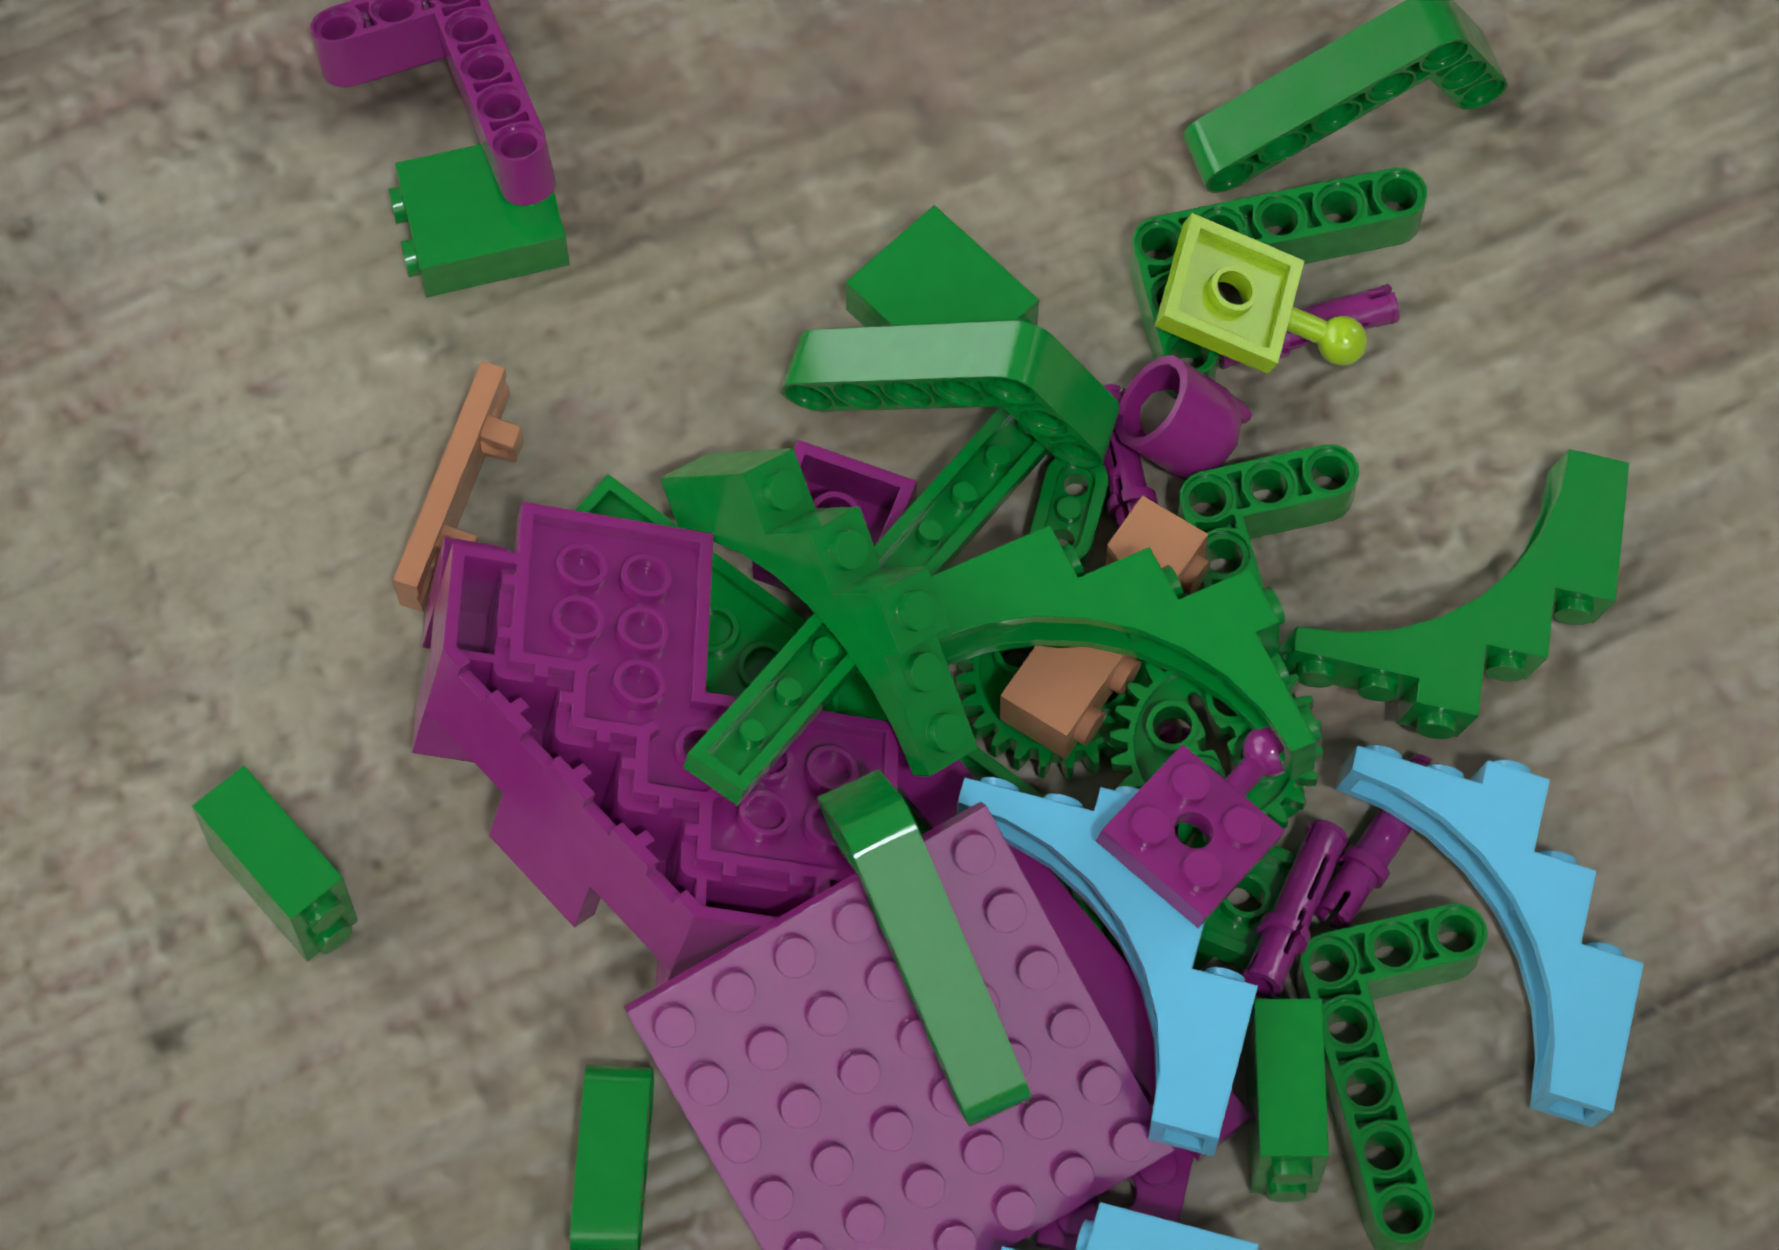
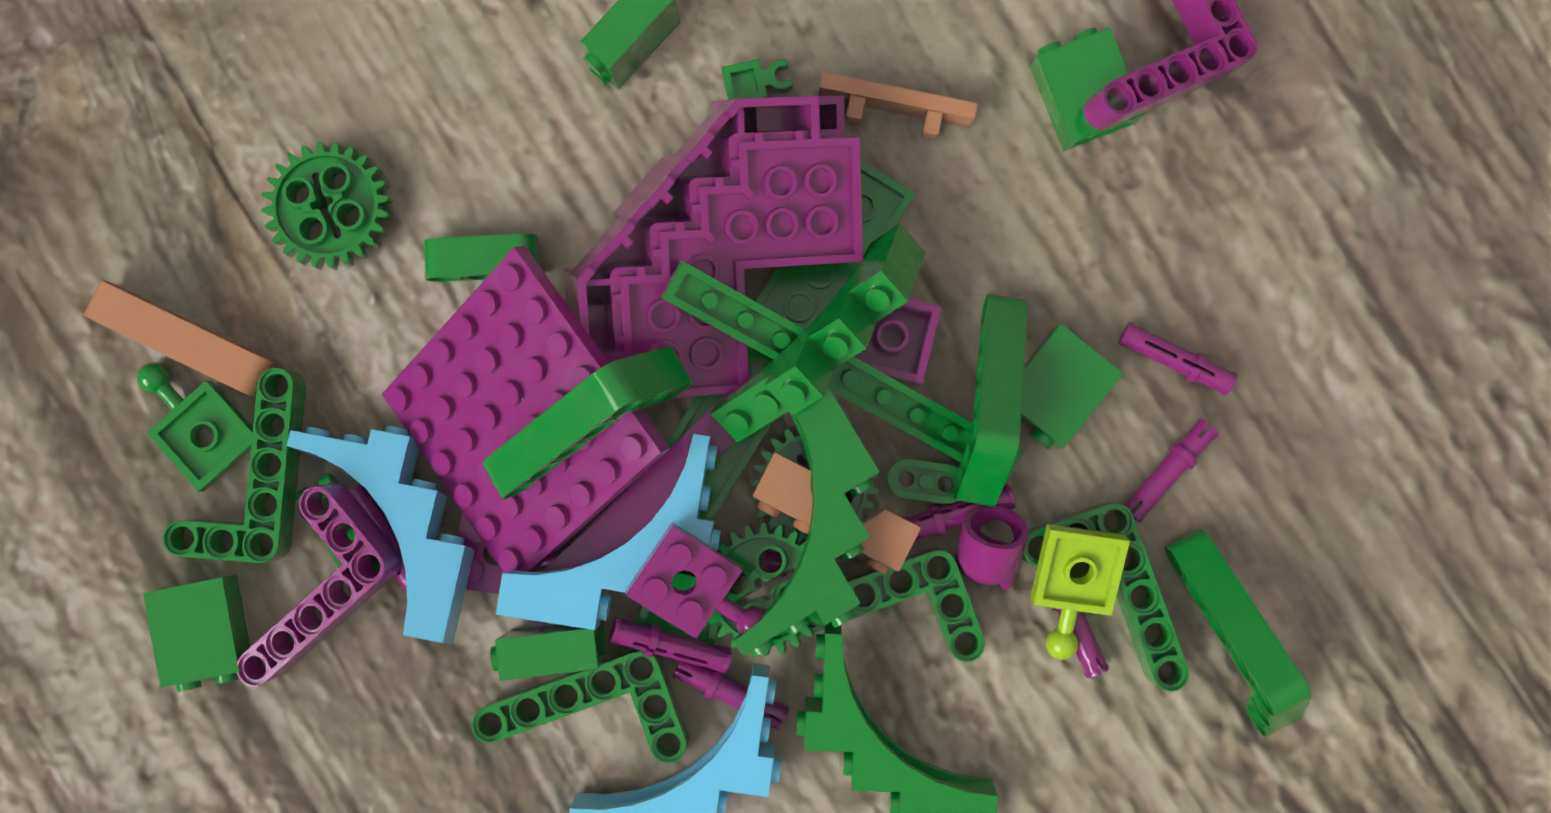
camera: 85 degrees right, 20 degrees up
(384, 704) = (750, 81): none -> green plate
(932, 118) = (1219, 377): none -> magenta pin
(1071, 149) = (1171, 468): none -> magenta pin

